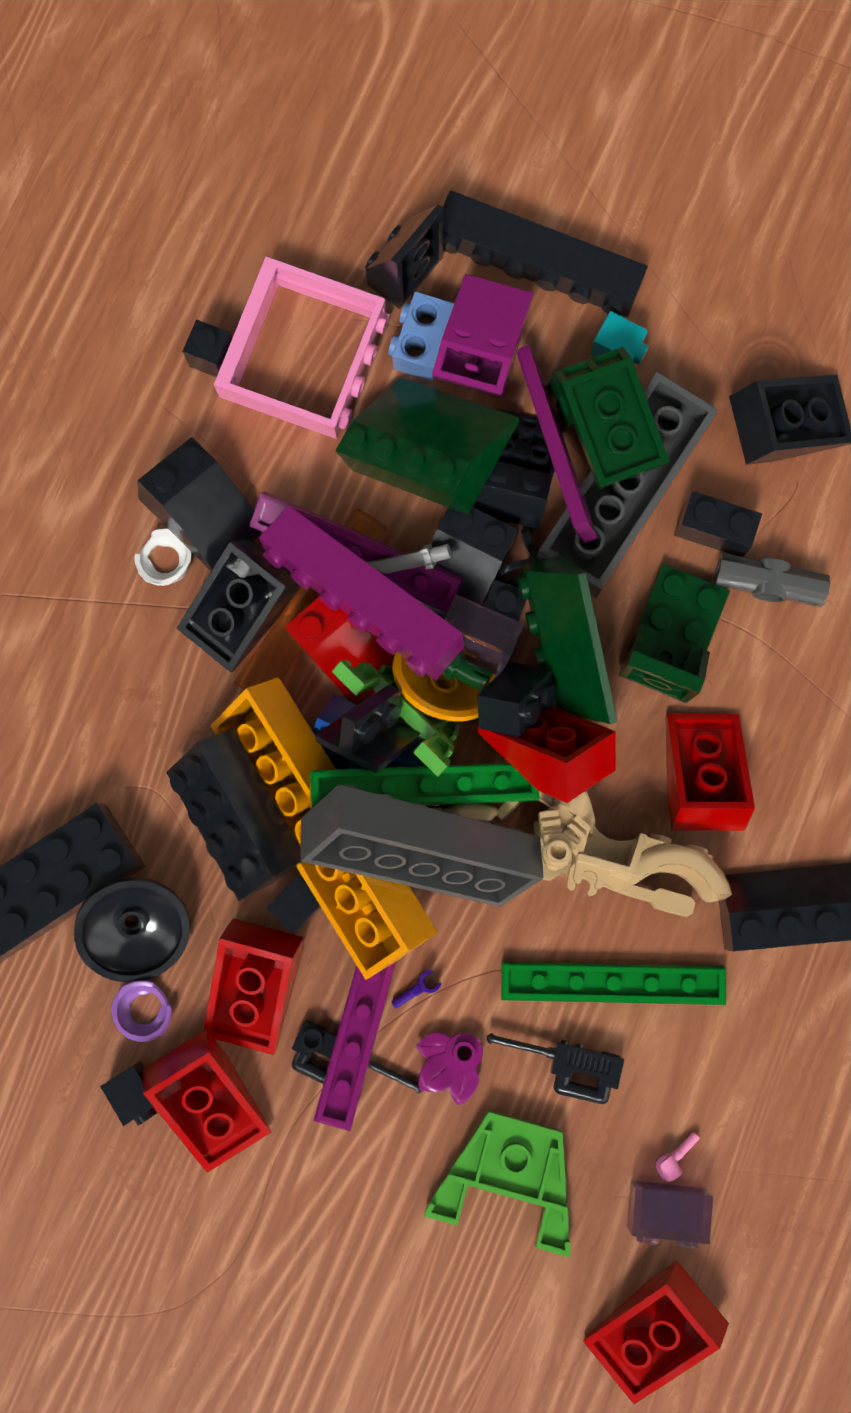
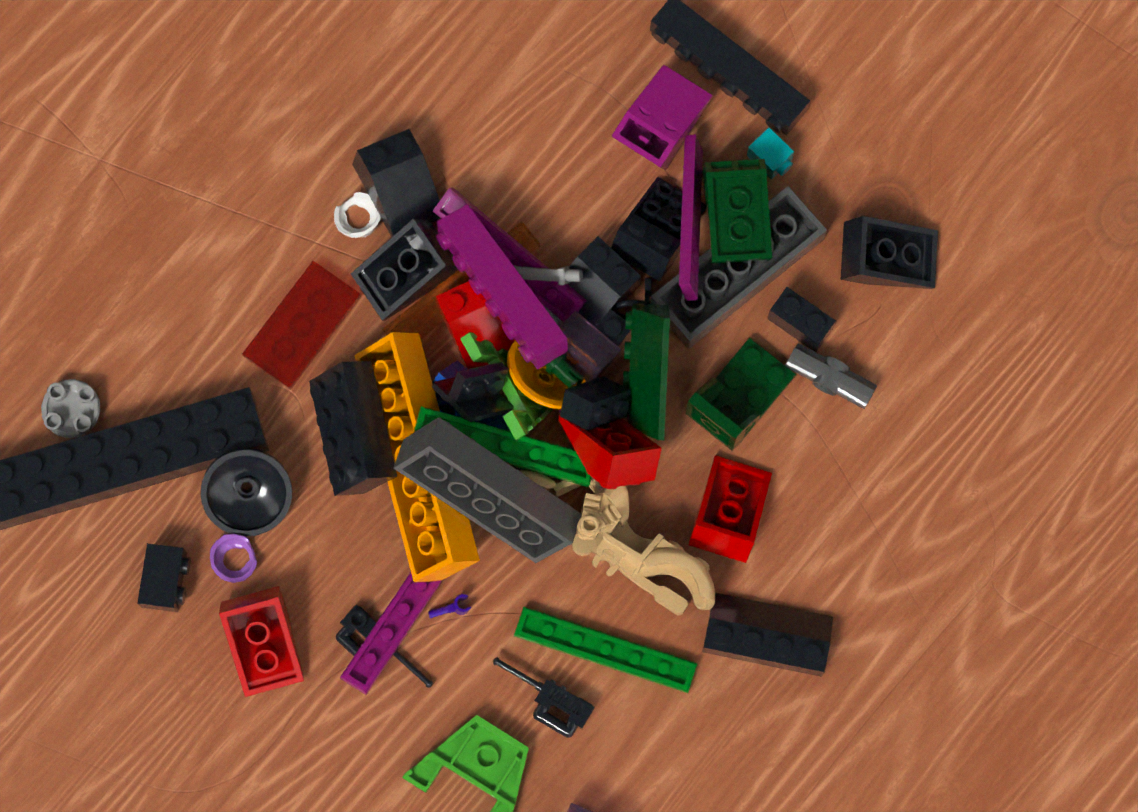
camera: 15 degrees right, 5 degrees down
(65, 1062) = (163, 578): none -> black brick
(127, 1096) = (206, 618): black brick -> none
(137, 706) = (301, 325): none -> clear red tile
(206, 347) = (443, 63): black brick -> none
(252, 985) = (324, 564): red slope -> none
(275, 274) = (512, 19): bright pink window -> none
(295, 905) = (377, 513): black brick -> none
(408, 256) = (622, 38): black slope -> none
(420, 335) = (610, 99): medium blue brick -> none
(427, 443) = (591, 187): dark green slope -> none
(446, 1069) = (454, 673): magenta plate -> none
(667, 1163) = (603, 800): bright pink hand -> none

